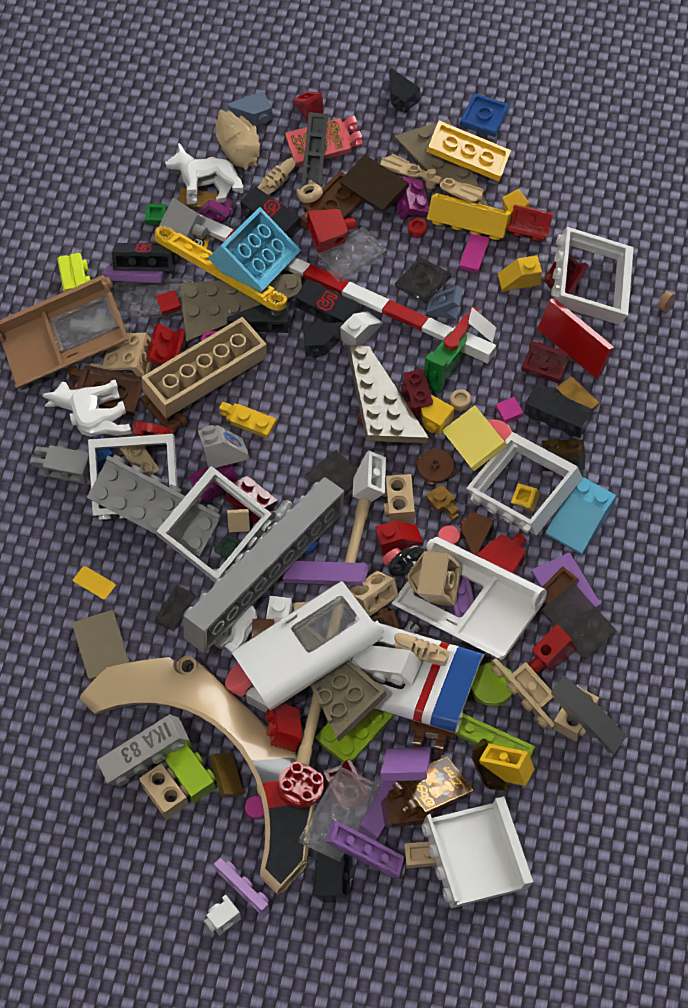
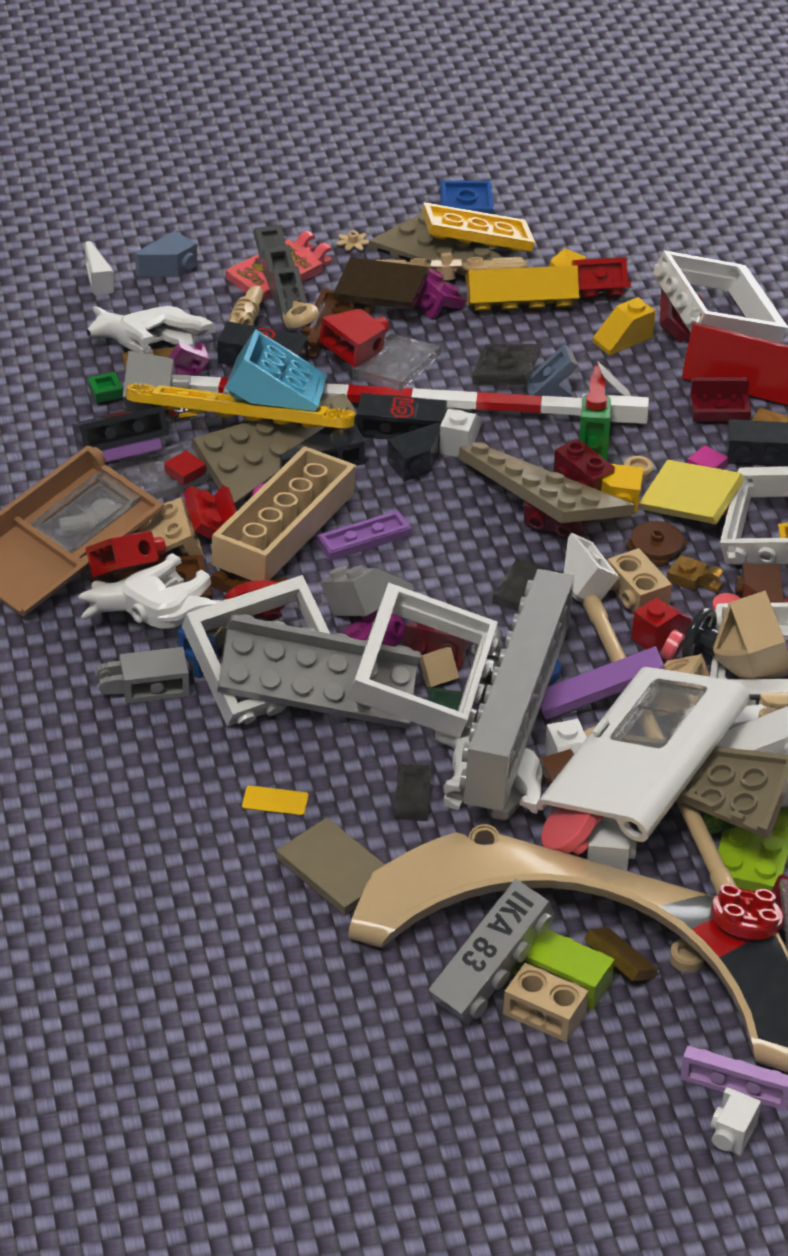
camera: 30 degrees left, 20 degrees down
(72, 270) = (24, 467): neon yellow brick -> none
(79, 370) = (124, 553): none -> red torso
(199, 109) = (99, 272): none -> white slope
(237, 139) = (172, 281): tan head -> none
(248, 419) = (390, 560): yellow hinge -> none
(254, 808) = (687, 981): dark pink tile -> none
(255, 394) = (364, 535): none -> medium lavender tile
(284, 727) = (669, 863): red brick -> none
(309, 102) = (239, 236): red slope -> none
(385, 130) = (354, 240): none -> tan plant
(403, 92) = (349, 197): black slope -> none
(417, 228) = (460, 320): red tile -> none
(474, 253) = (550, 326): dark pink tile -> none

